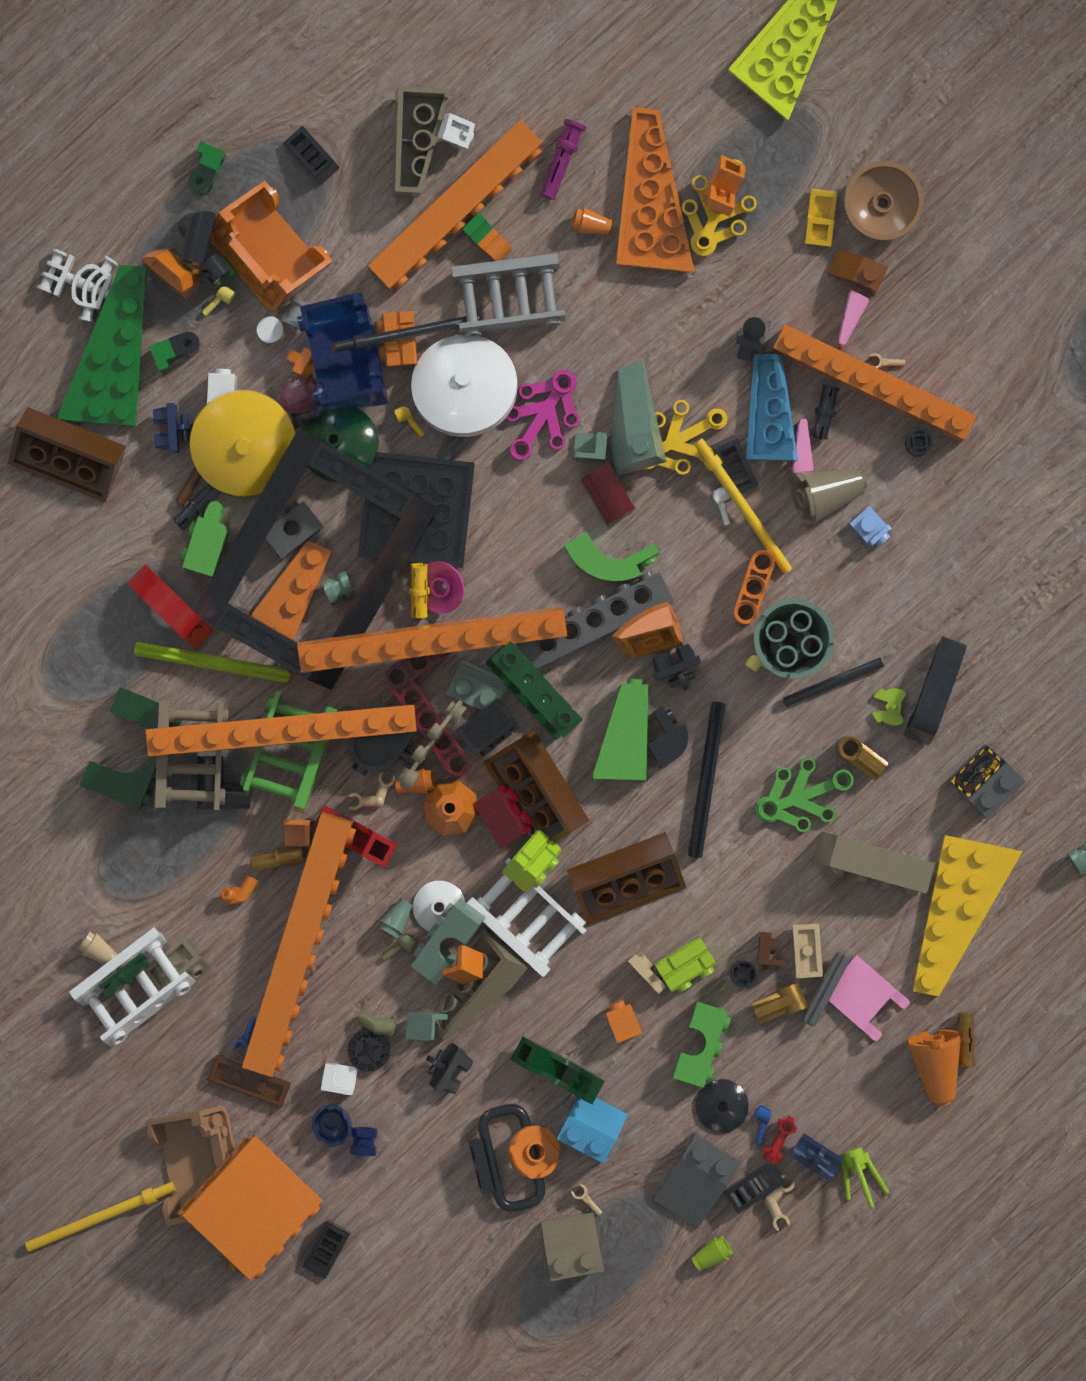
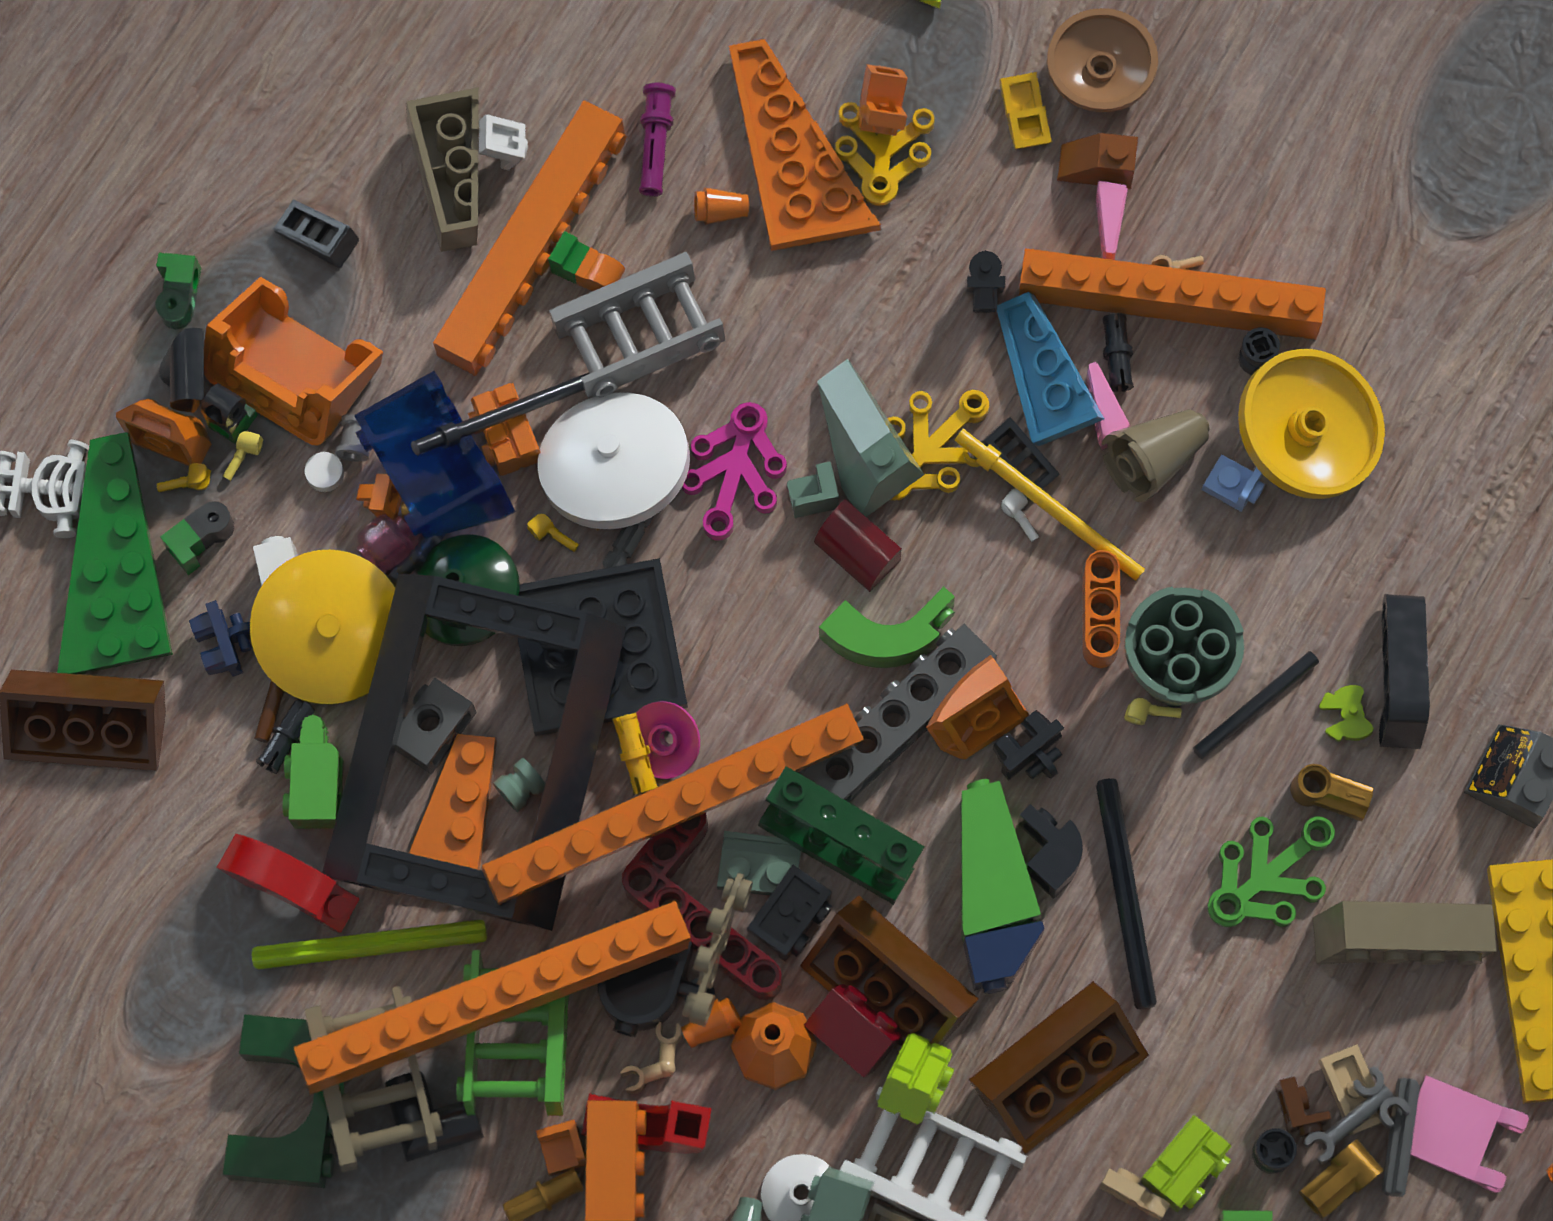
camera: 15 degrees left, 15 degrees down
(184, 308) = (197, 479): none -> yellow hand
(611, 796) = (999, 955): none -> dark blue slope
(819, 963) = (1377, 1099): none -> flat silver bar
(934, 505) = (1311, 423): none -> yellow dish

